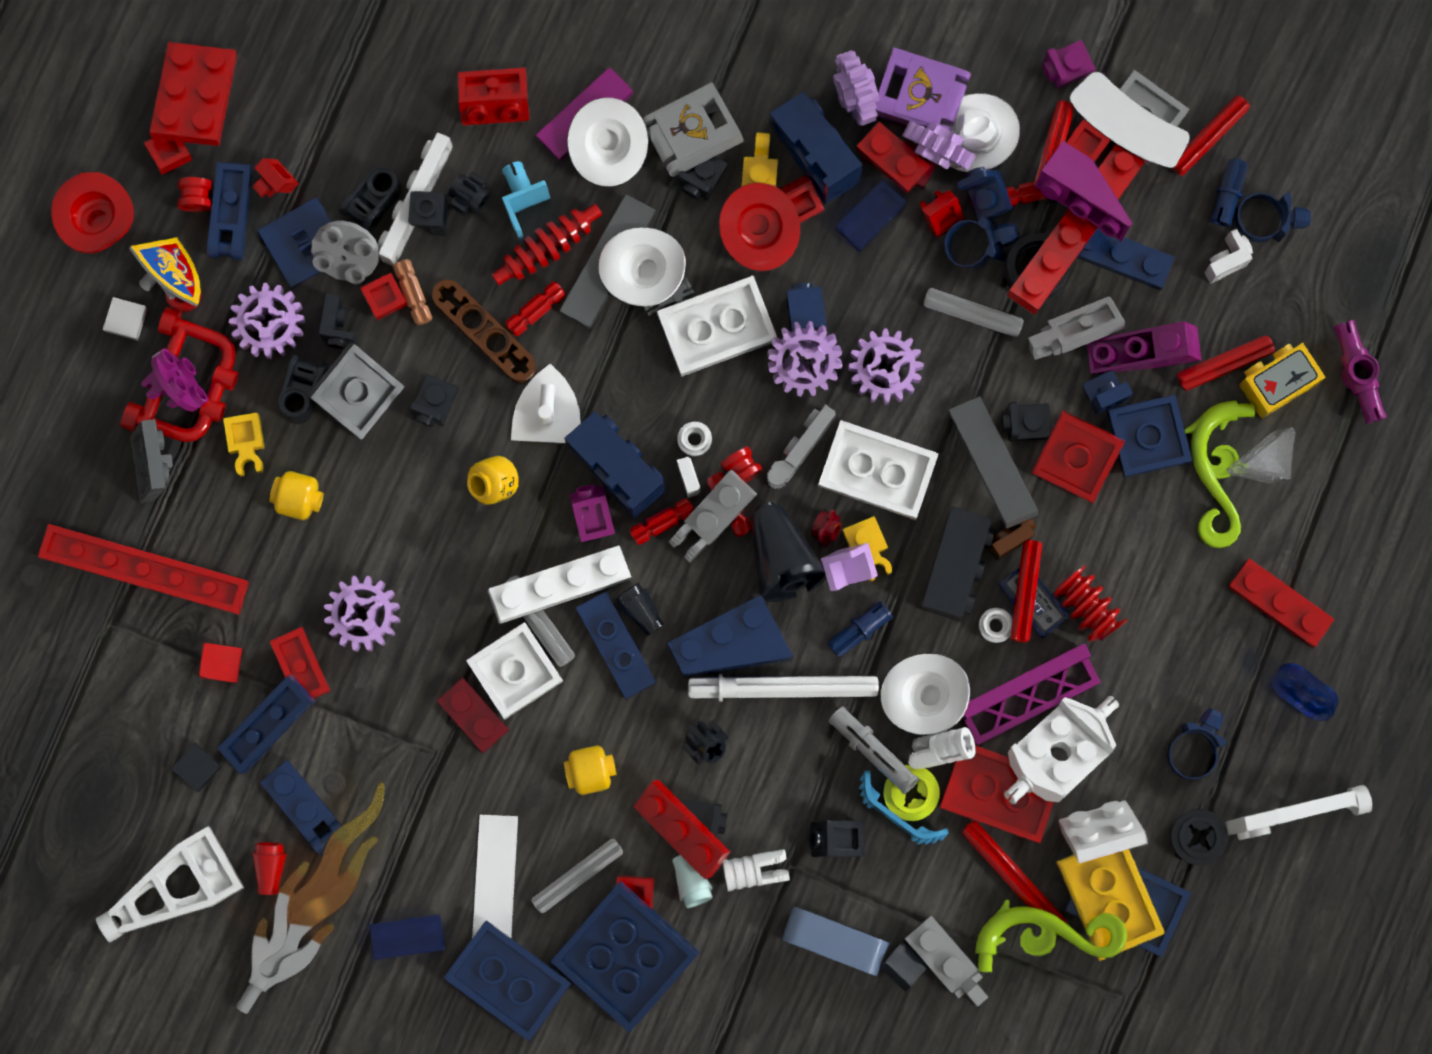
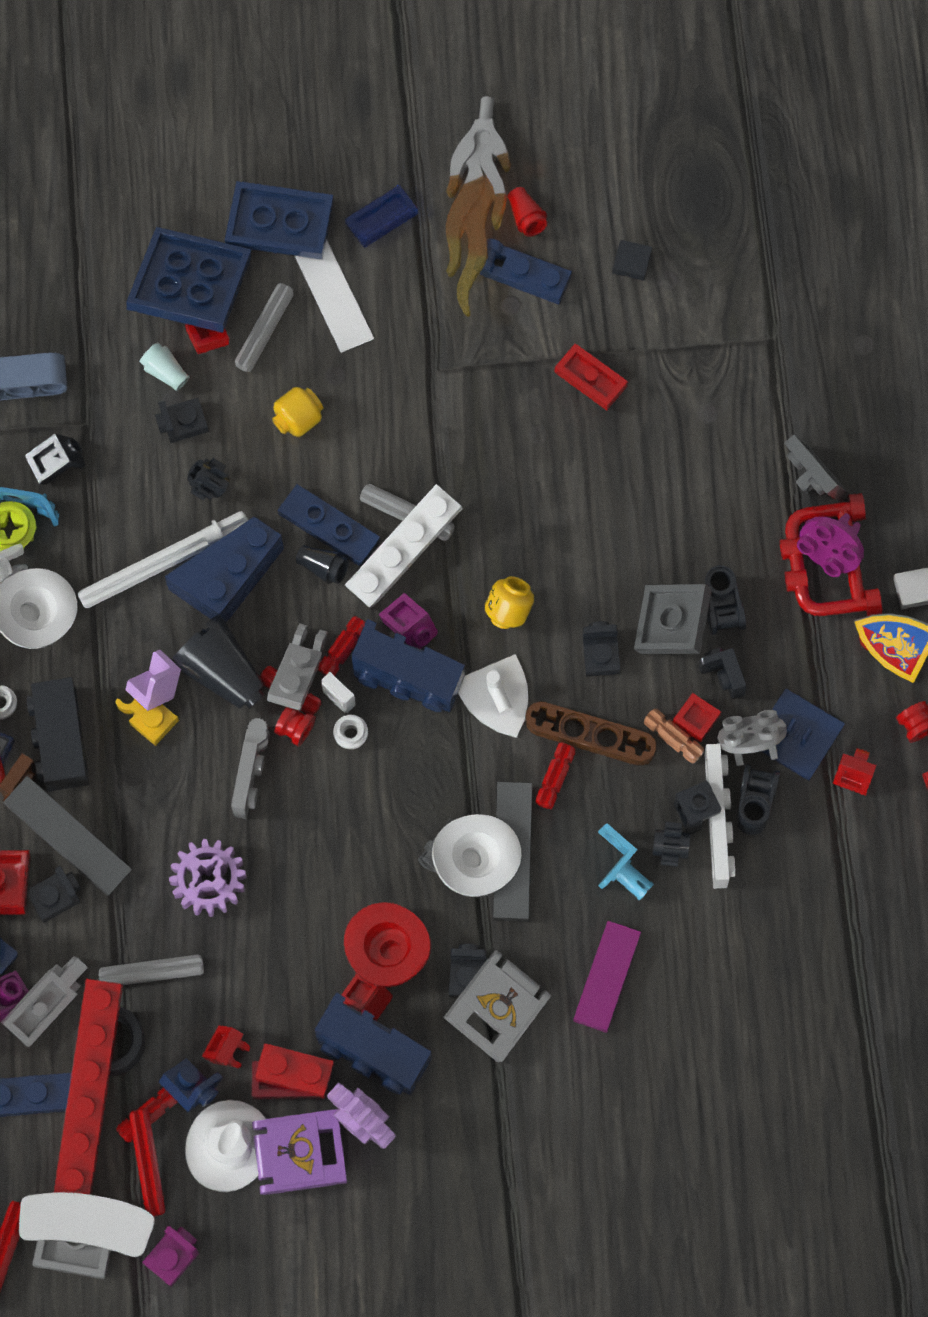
camera: 155 degrees right, 10 degrees down
(143, 569) = (770, 389): red plate -> none
(208, 865) = (579, 190): white plate -> none
(220, 663) = (661, 348): red slope -> none
(229, 210) = (879, 726): dark blue plate -> none
(244, 437) = (747, 538): yellow plate -> none
(252, 320) = (799, 635): lavender gear -> none
(266, 724) = (591, 314): dark blue plate -> none
(296, 495) = (675, 511): yellow head -> none
(348, 621) = (554, 430): lavender gear -> none
(473, 715) = (422, 411): dark red plate -> none
(493, 96) = (700, 948): red bracket -> none
(514, 671) = (405, 460): white plate -> none
(546, 244) = (575, 835): red piece -> none
(607, 141) = (568, 952): white hat -> none
(681, 829) = (192, 398): red plate -> none
(717, 326) = (381, 839): white plate -> none
(747, 872) = (114, 400): white hinge -> none
(760, 168) = (416, 1004): yellow plate -> none
(794, 367) = (284, 844): lavender gear -> none
(805, 305) = (306, 891): dark blue brick -> none
(826, 527) = (192, 710): dark red plate -> none
(844, 721) = (57, 541): light grey pin -> none
(860, 629) = (119, 638): dark blue axle -> none
(871, 215) = (291, 1014): clear blue tile -> none
(878, 470) = (170, 783): white plate -> none
(939, 145) = (254, 1097): lavender gear -> none
(997, 235) = (161, 1048): dark blue piece -> none
(1080, 186) = (104, 1120): magenta slope -> none
(1088, 140) = (117, 1182): red plate -> none

